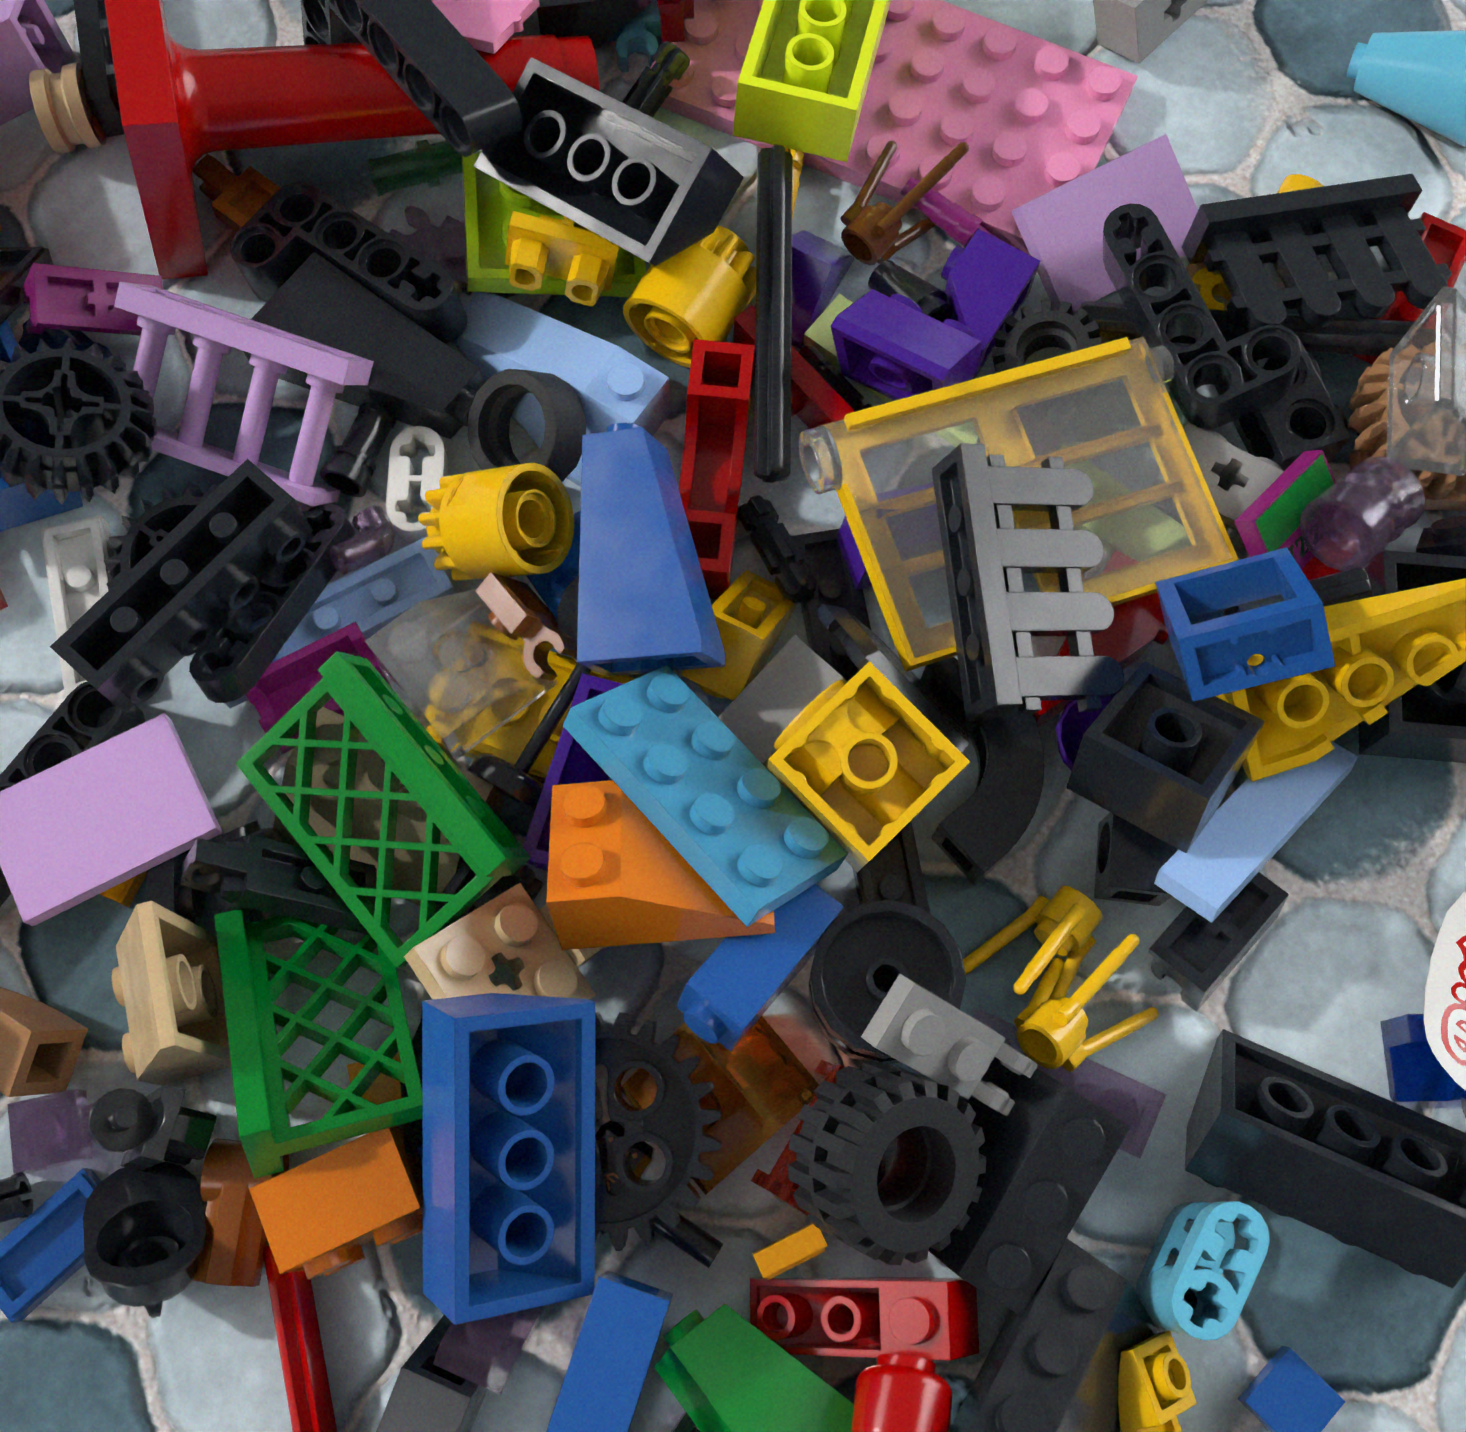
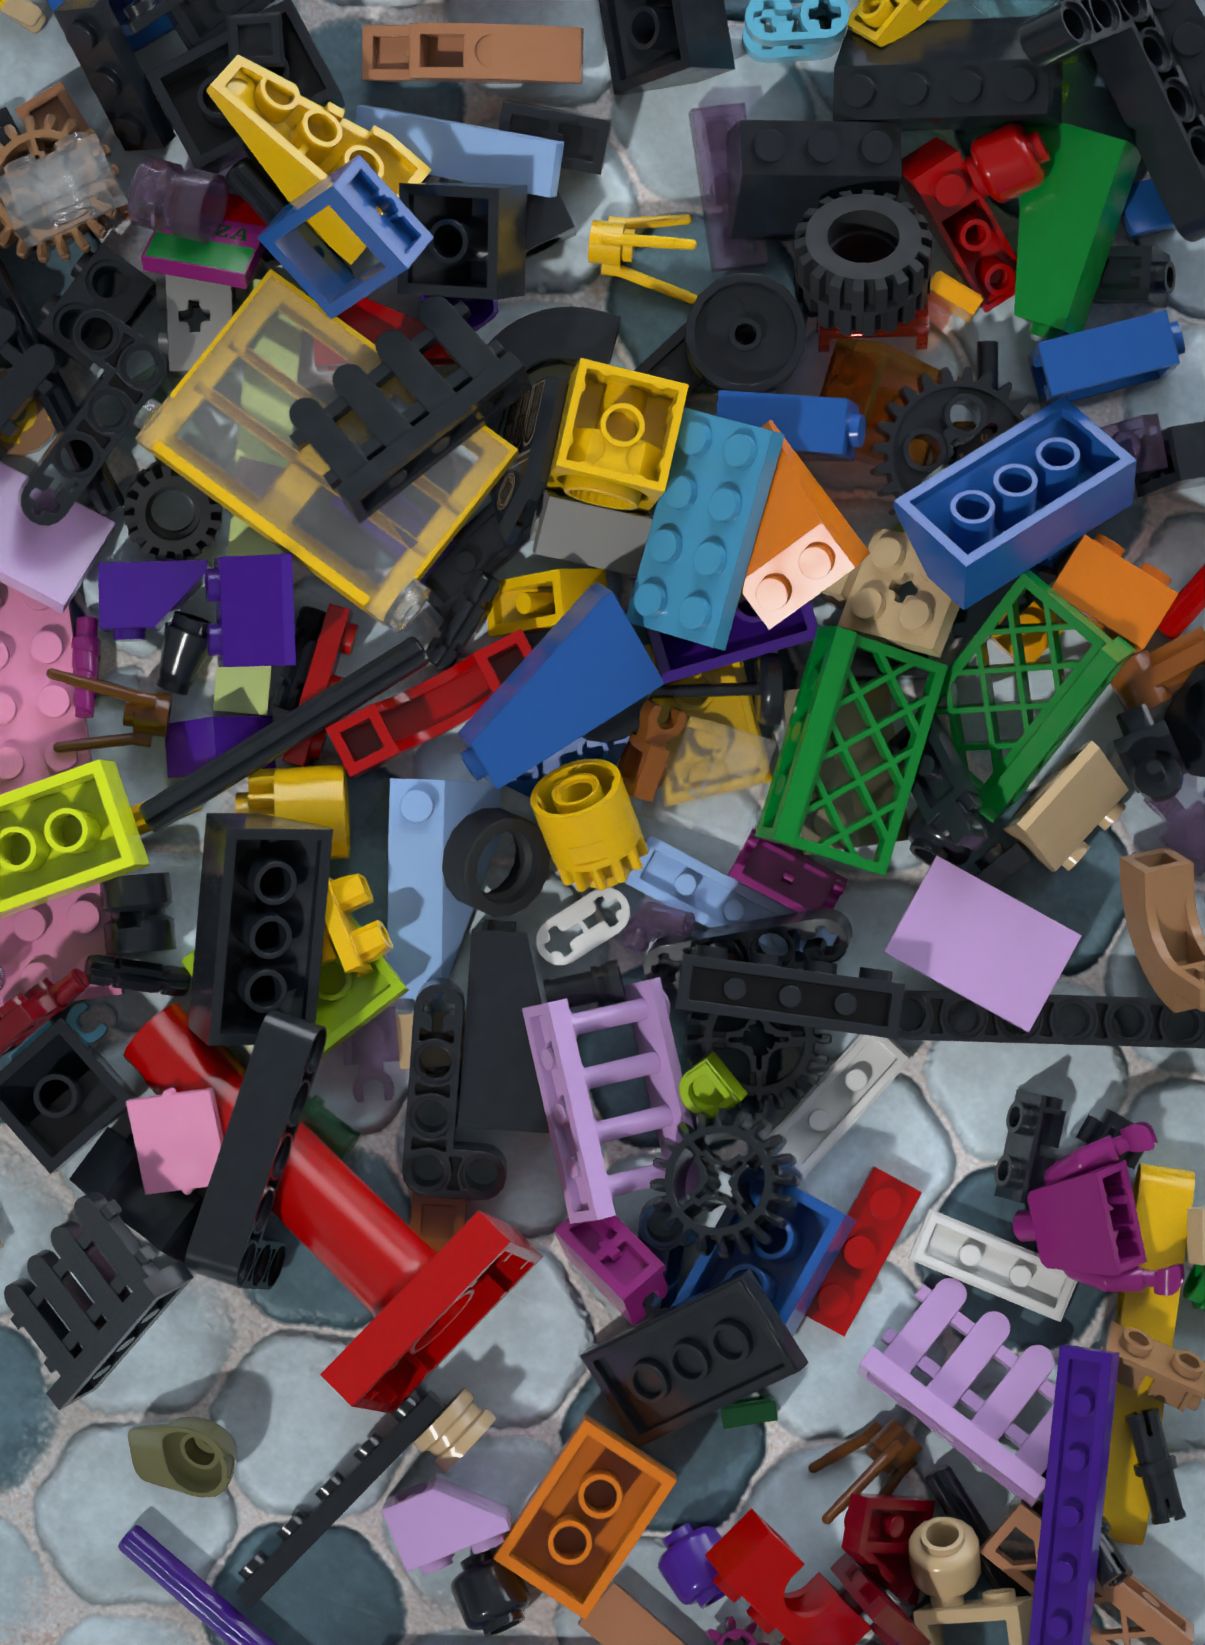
camera: 120 degrees left, 15 degrees up
(170, 479) = (710, 1087): none -> lime tile
(690, 110) = (138, 893): none -> black wheel
(943, 1043) = (768, 266): light grey hinge -> none
(1055, 1029) = (701, 205): yellow plant -> none
(1350, 907) = (472, 53): none -> nougat slope

